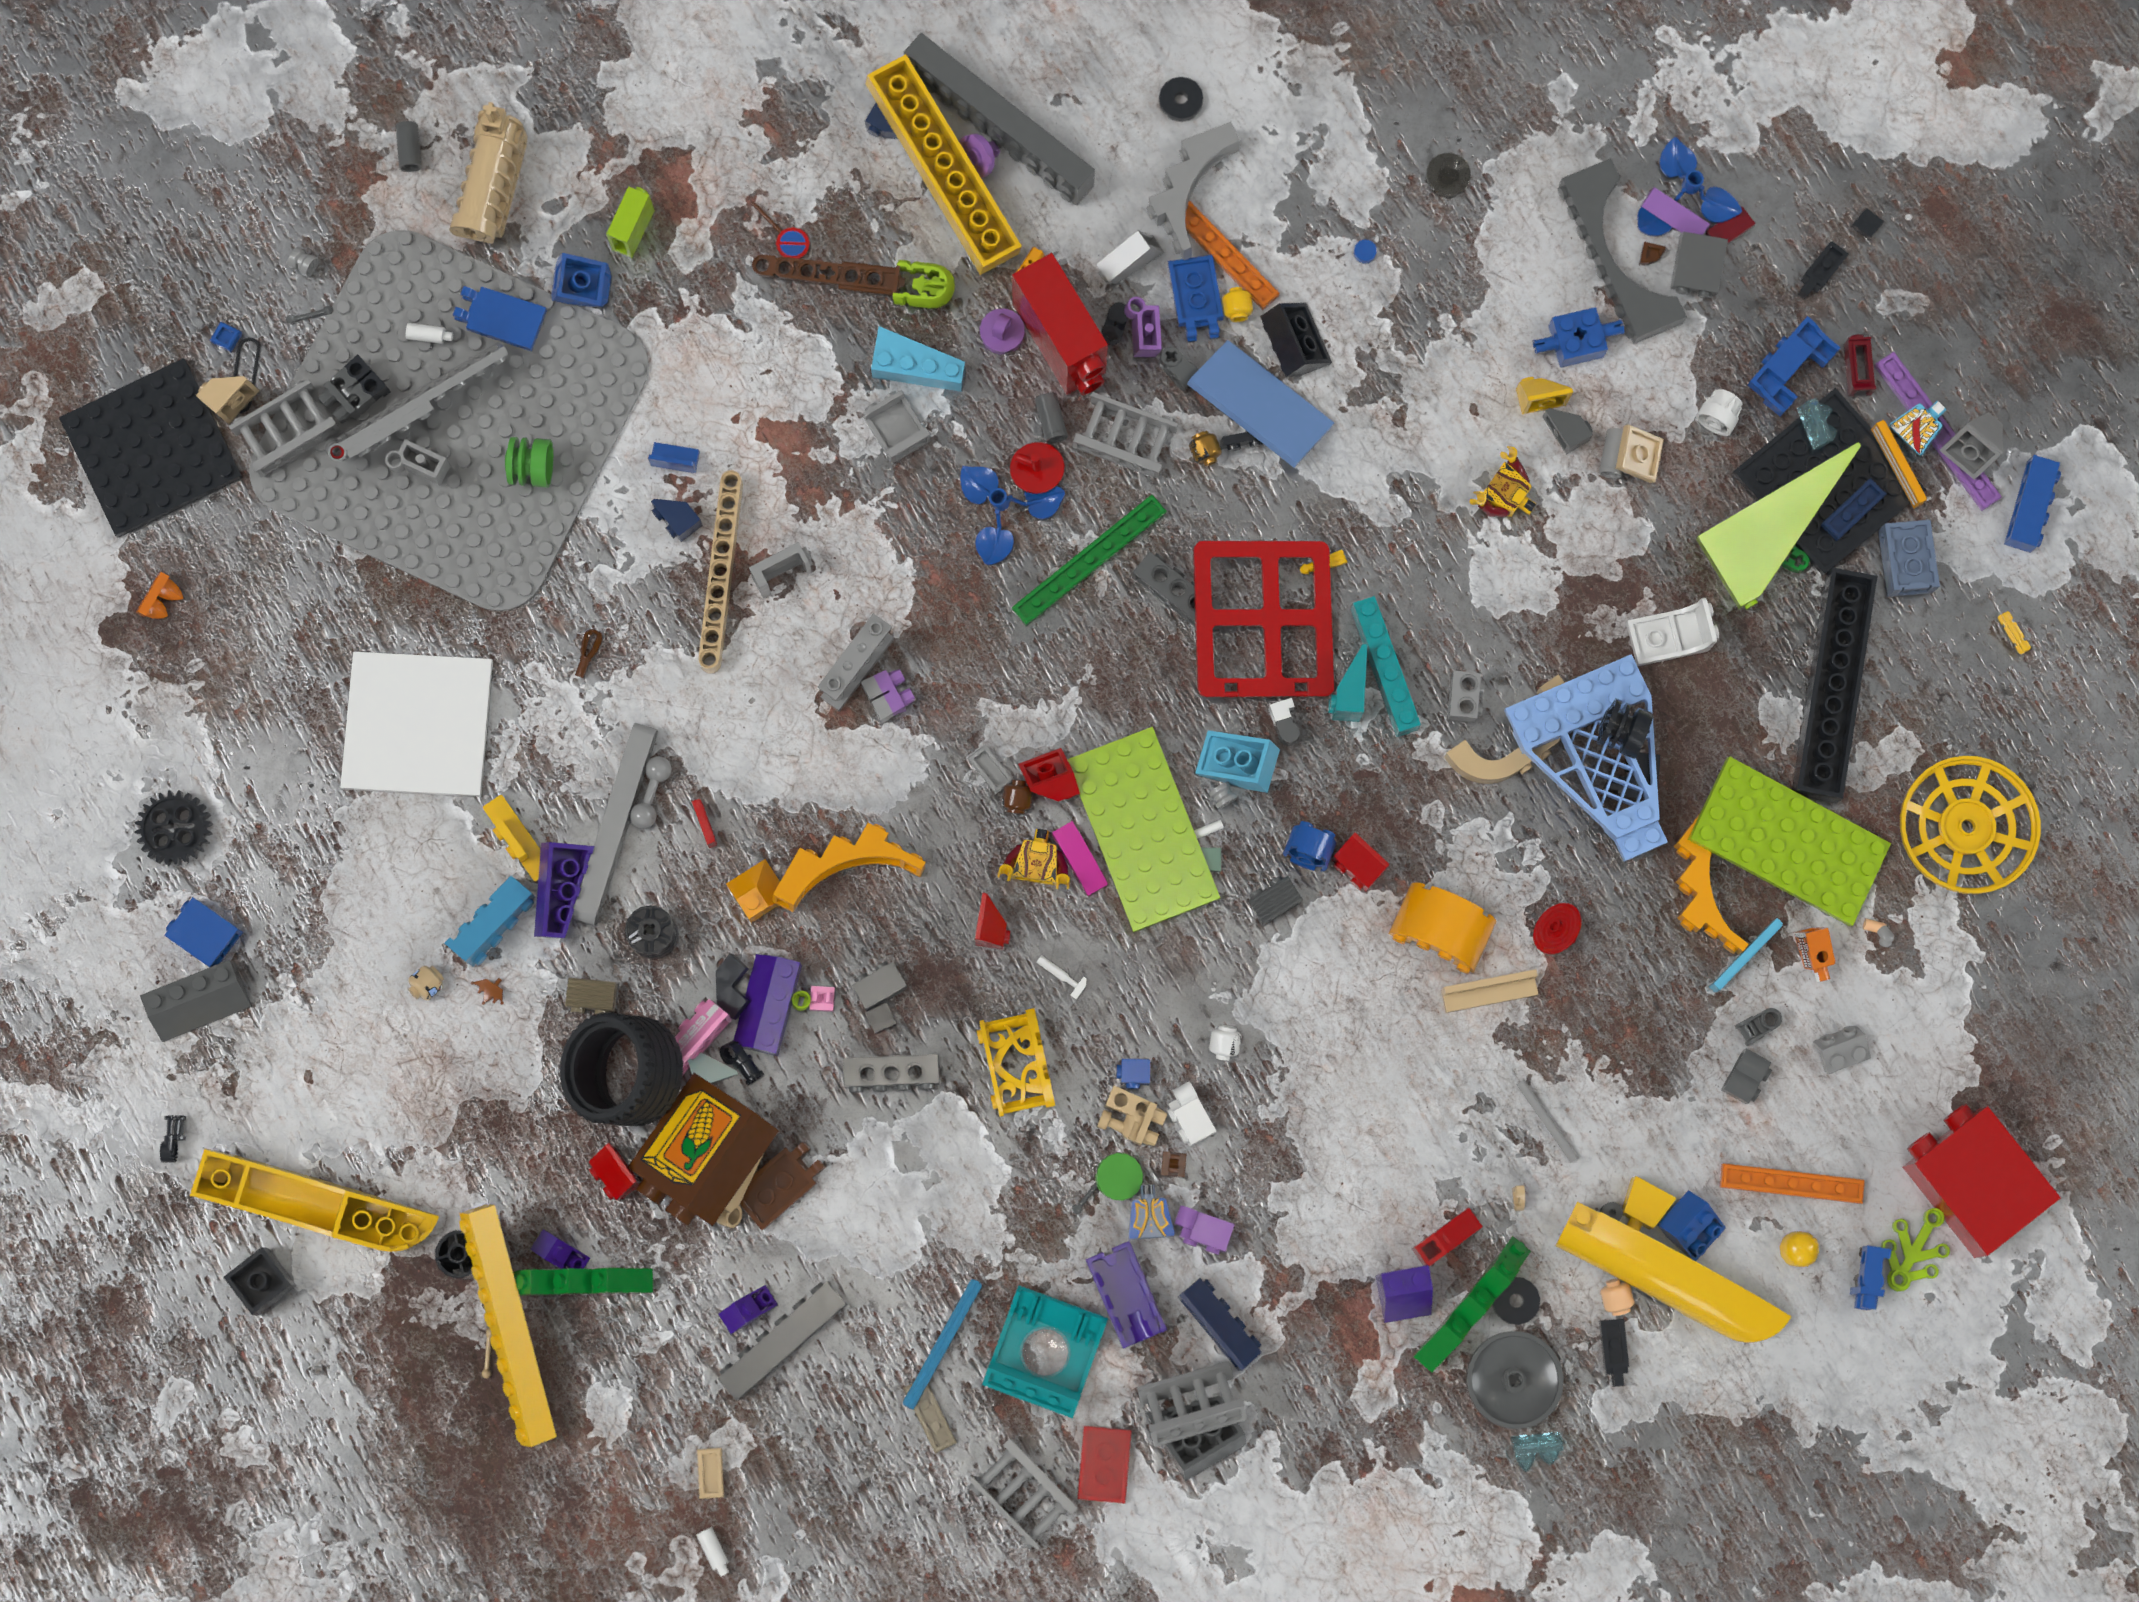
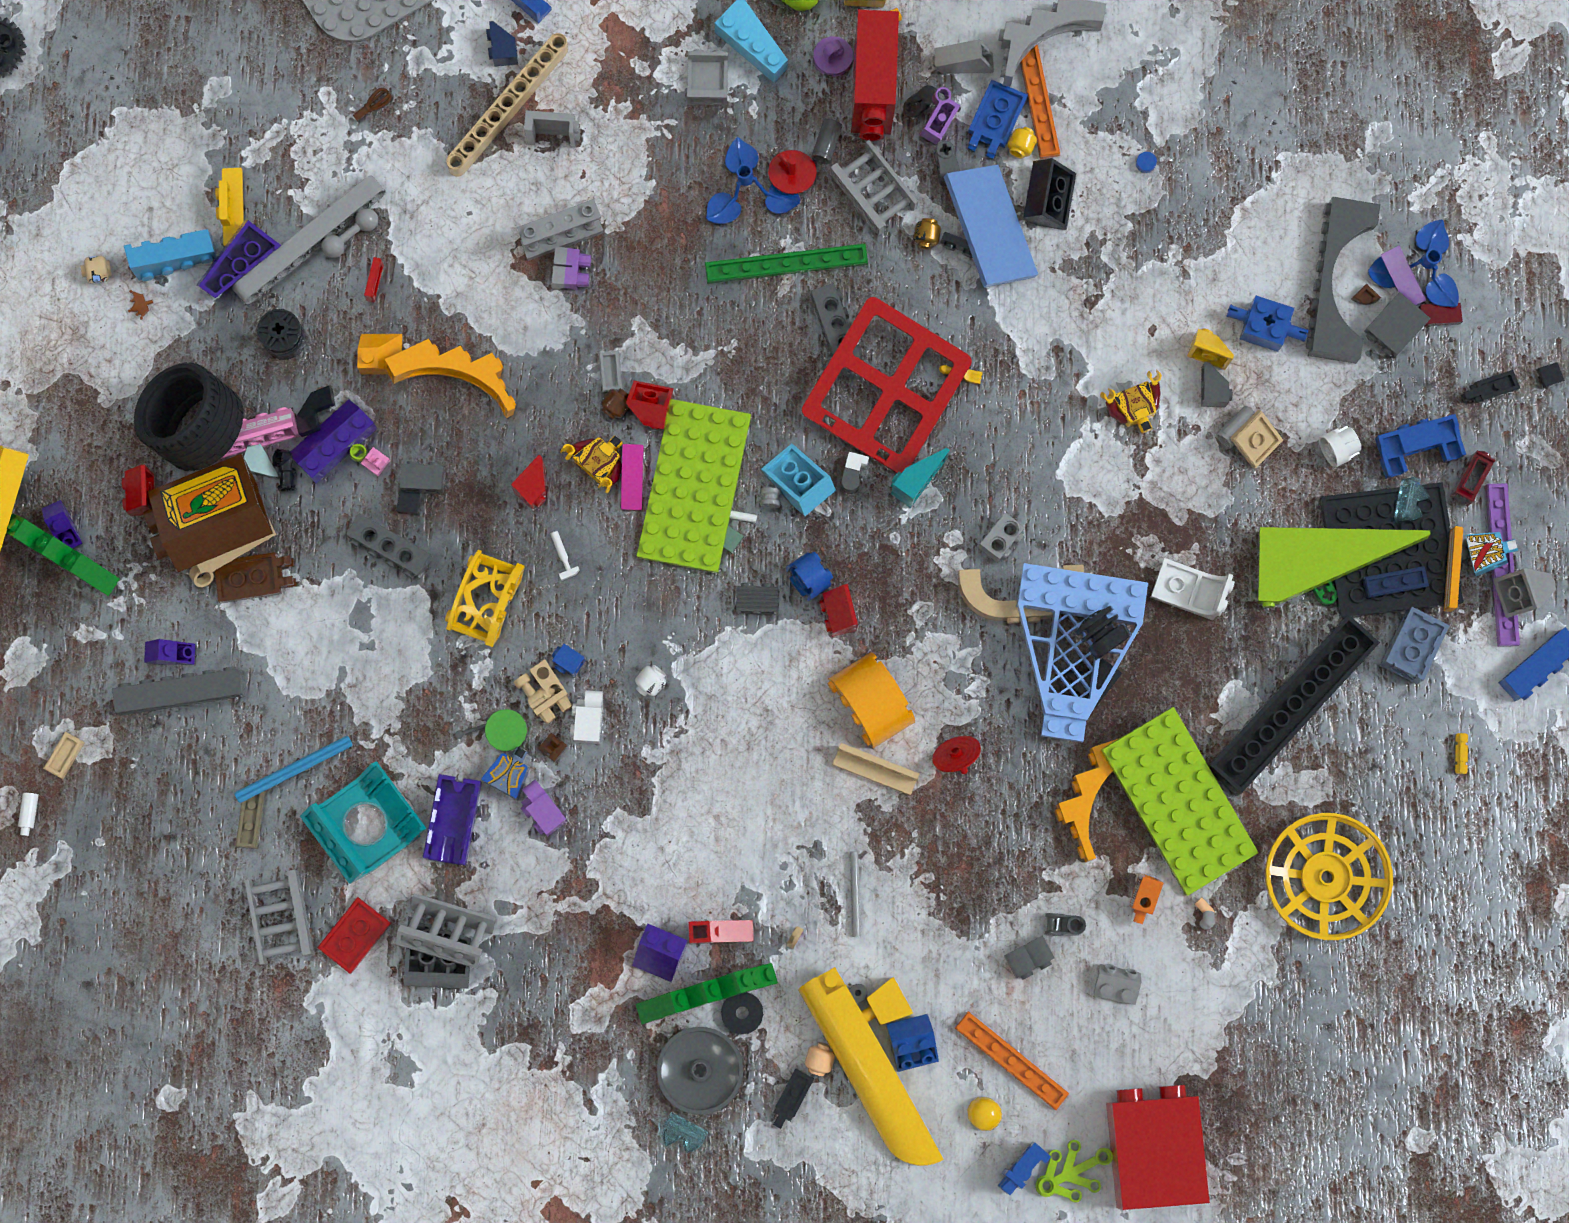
camera: 30 degrees right, 0 degrees up
(416, 724) = (215, 80): white tile -> none
(591, 995) = (208, 352): dark tan brick -> none
(1219, 1324) = (506, 885): dark blue slope -> none
(1385, 666) = (956, 478): teal brick -> none
(1448, 175) = (1247, 143): clear smoke tile -> none
(1746, 955) = (1089, 866): medium azure tile -> none

